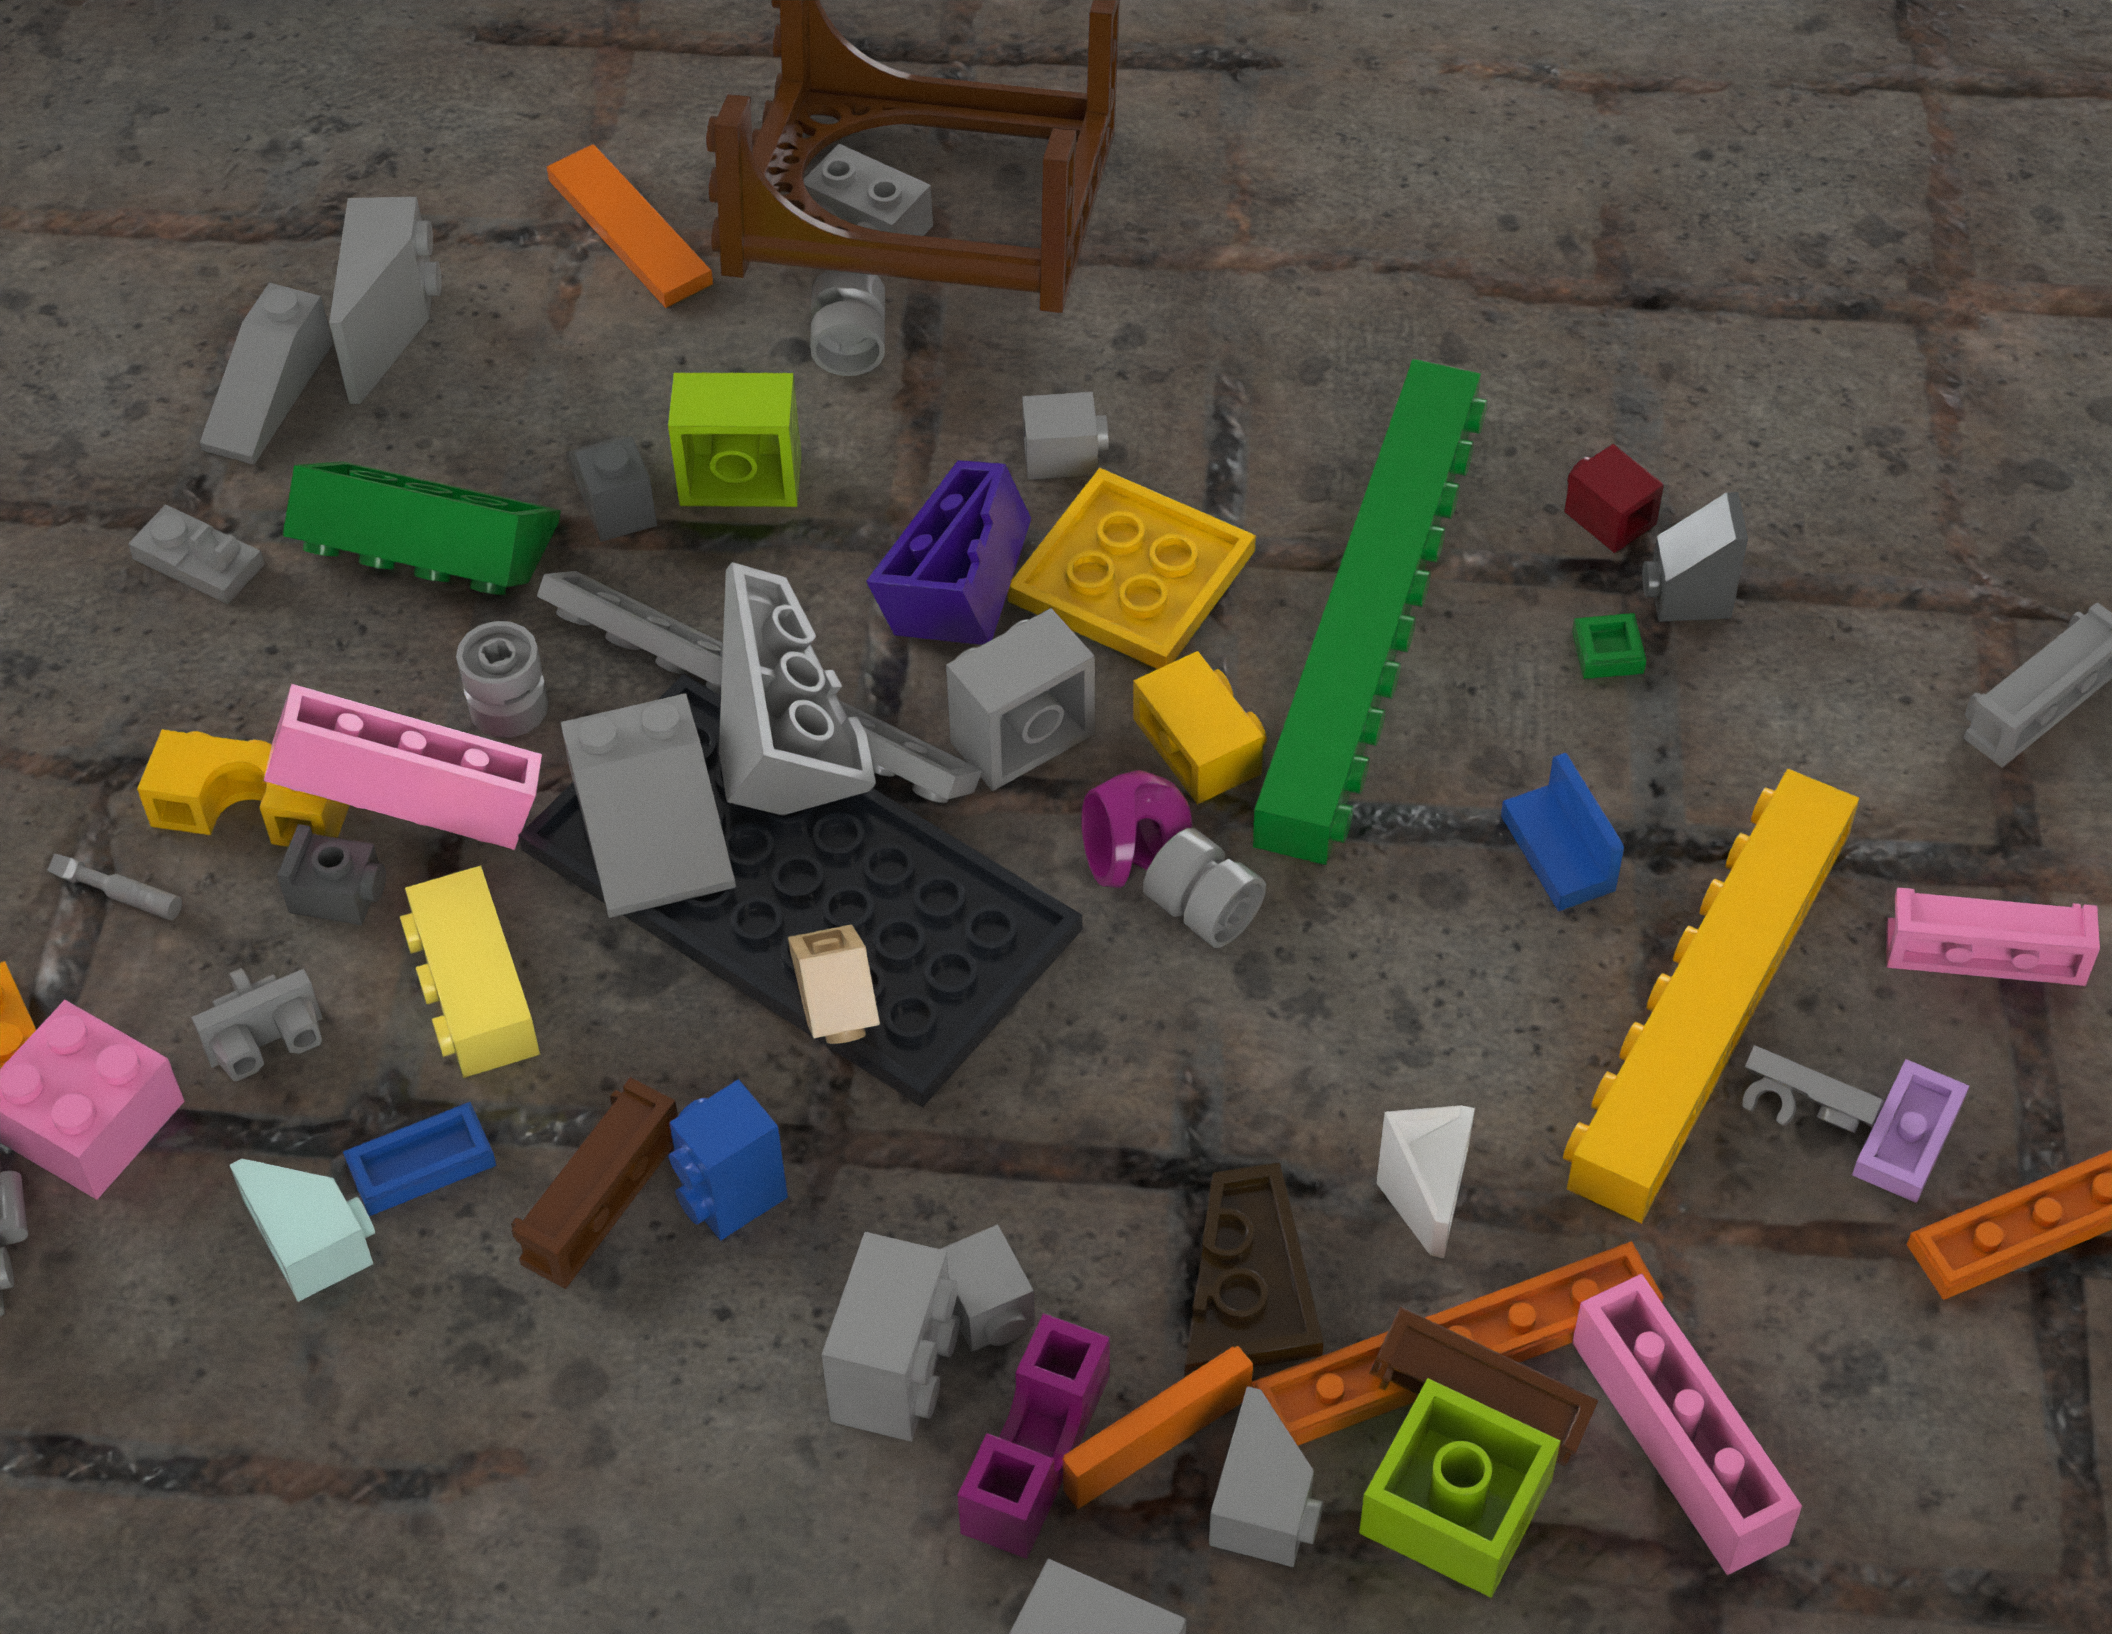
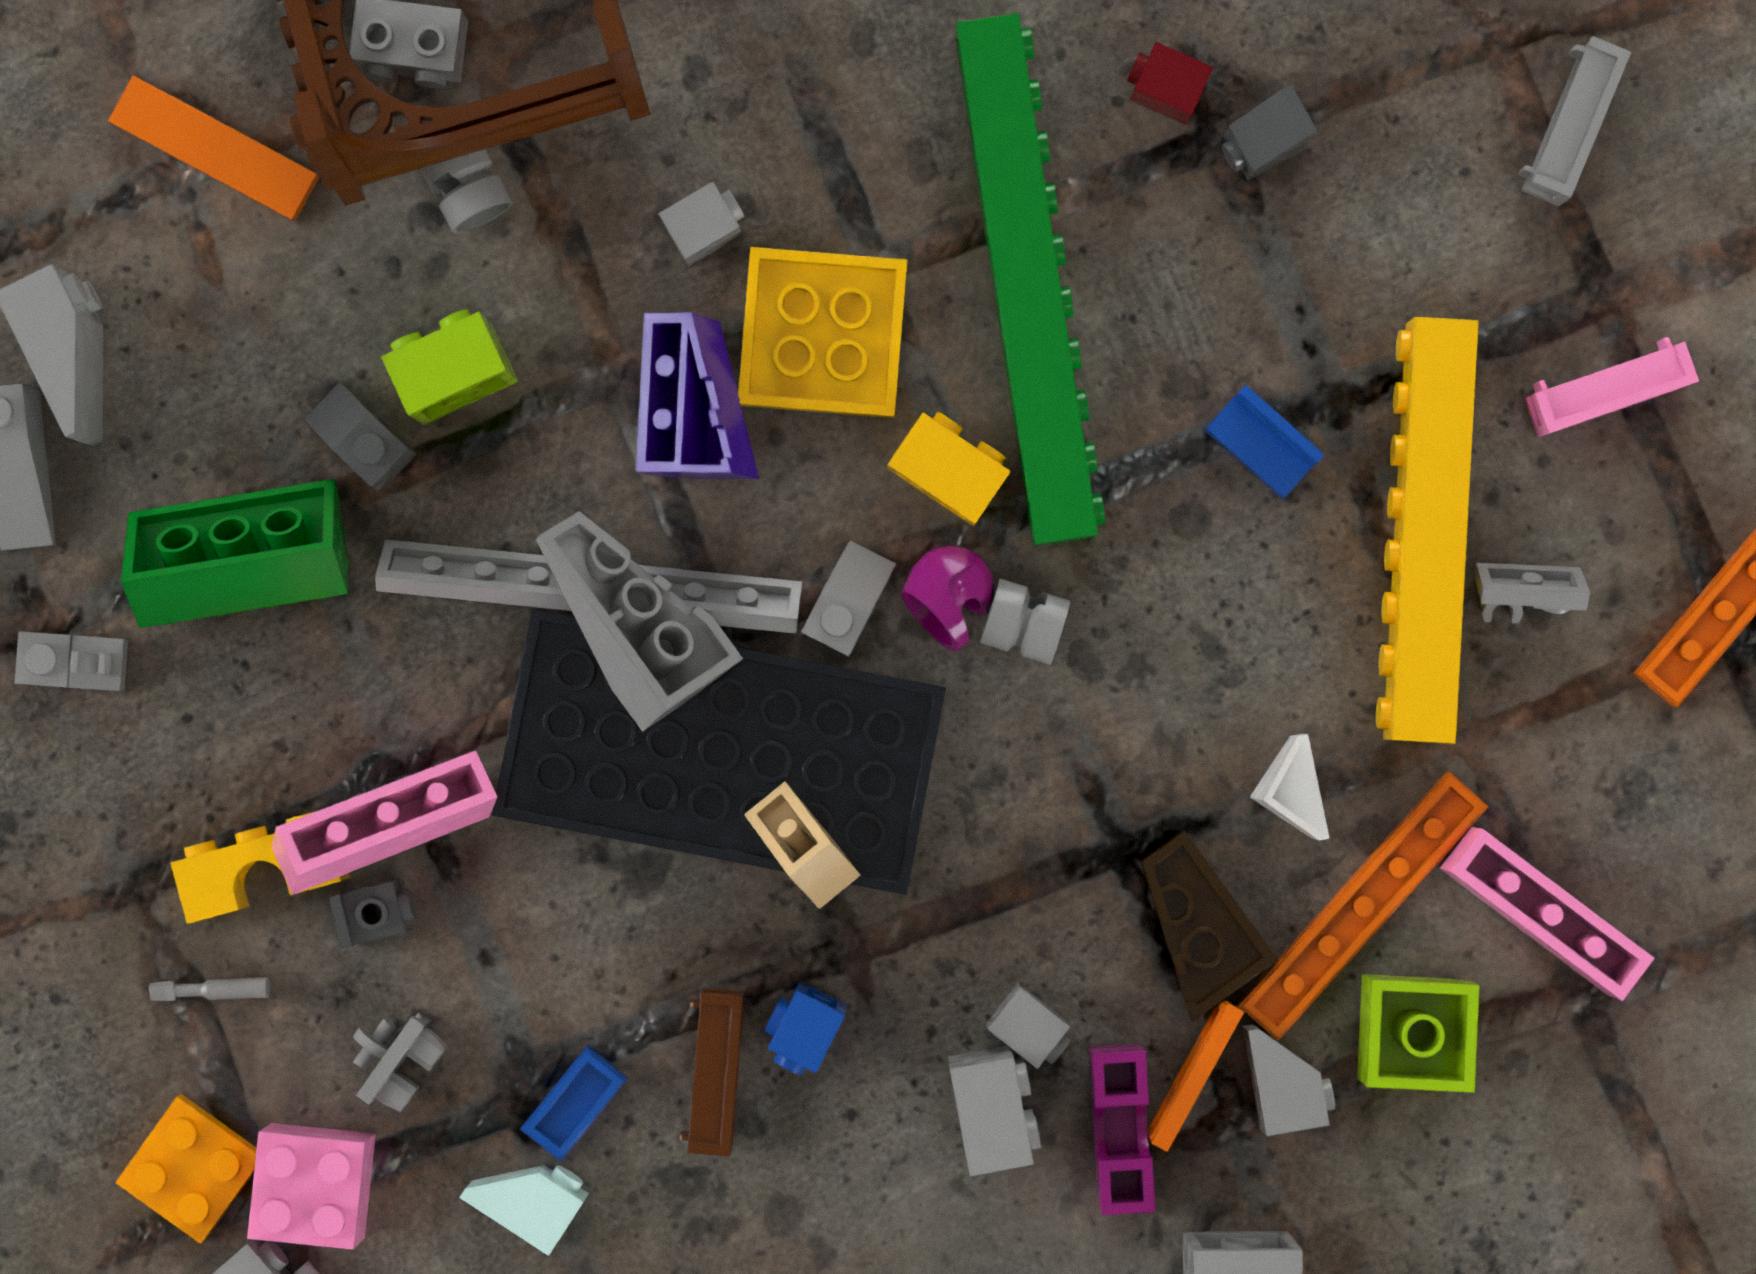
camera: 25 degrees left, 35 degrees up
(468, 972) = (523, 946): light yellow brick -> none
(502, 679) = (396, 683): light grey wheel -> none
(647, 805) = (583, 760): light grey slope -> none
(1014, 802) = (848, 598): none -> light grey slope
(1021, 698) = (809, 521): light grey brick -> none
(1425, 1350) = (1402, 948): reddish brown container -> none
(1609, 646) = (1222, 229): green tile -> none
(1910, 1131) = (1612, 577): lavender plate -> none

